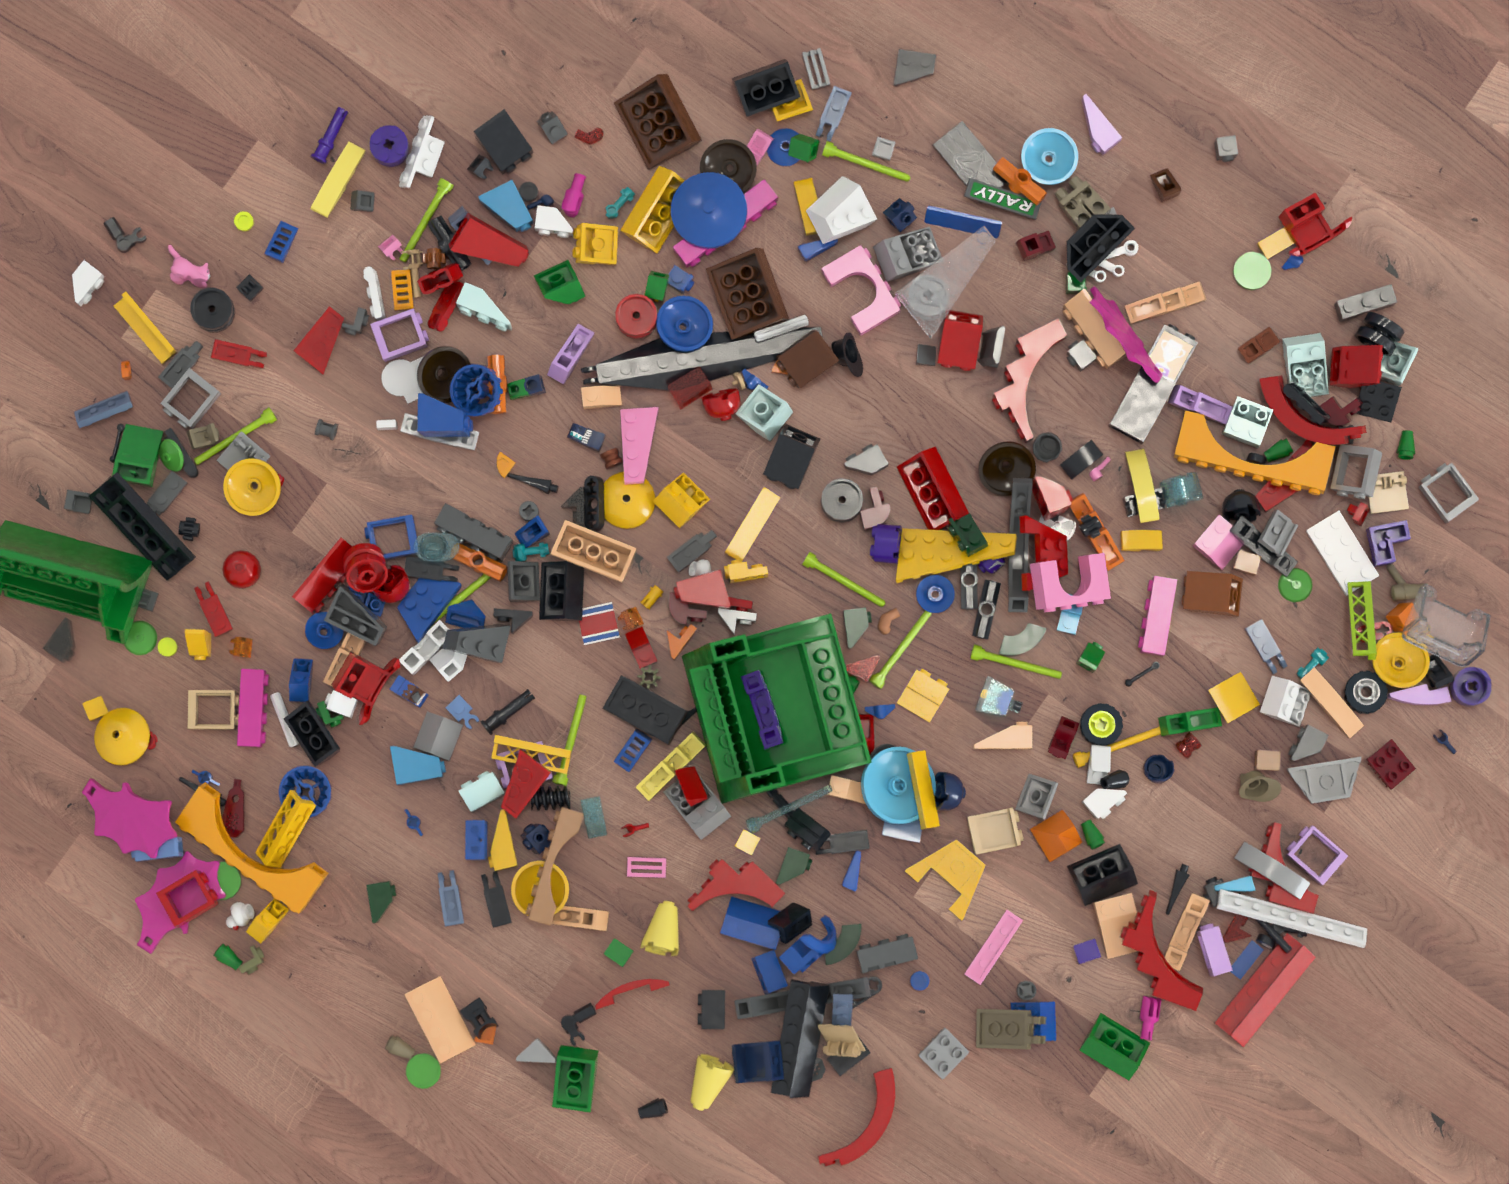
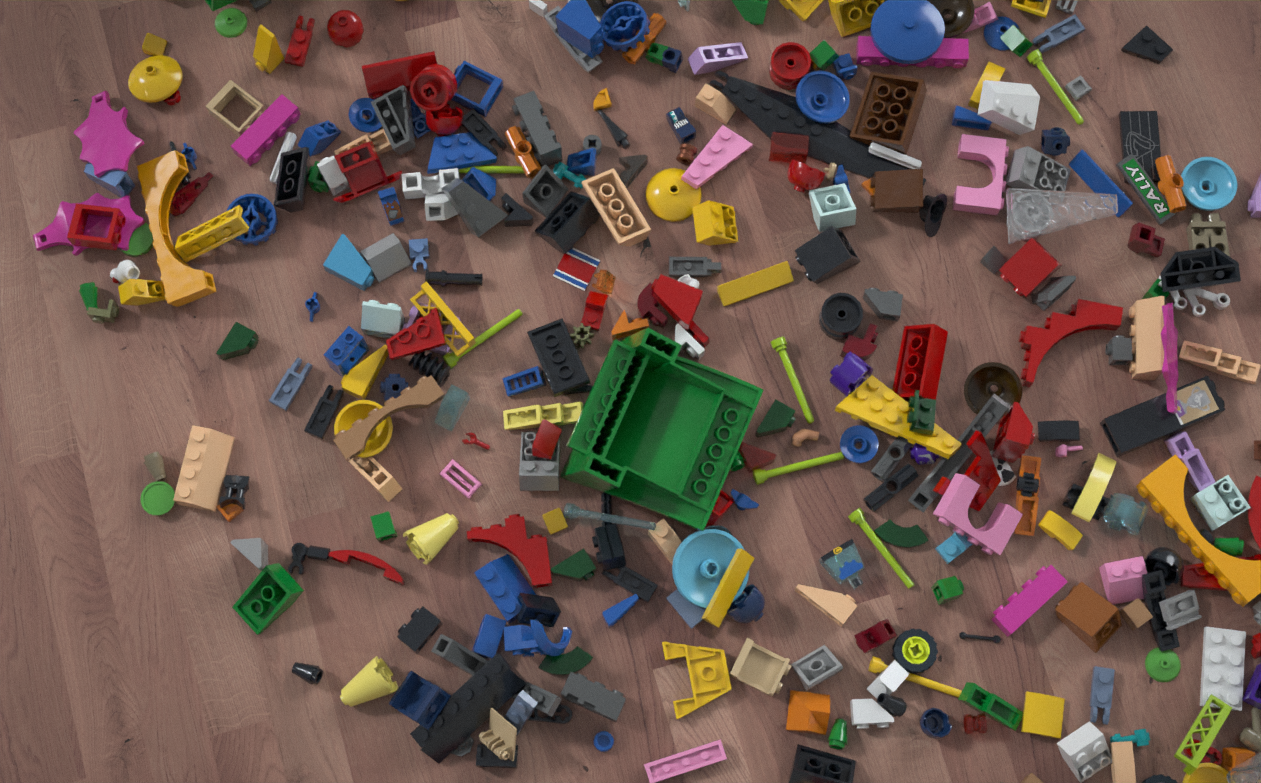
camera: 40 degrees right, 10 degrees down
(167, 647) = (244, 42): neon yellow tile -> none
(242, 647) = (297, 82): clear orange tile -> none
(436, 547) = (499, 115): clear light blue piece -> none
(588, 497) = (654, 167): black beam -> none
(651, 597) = (634, 278): yellow pin -> none
(739, 572) = (716, 309): yellow plate -> none
(764, 709) = (651, 422): dark purple slope -> none
(923, 695) = (787, 515): yellow plate -> none
(1047, 447) = (1038, 399): dark grey hair -> none

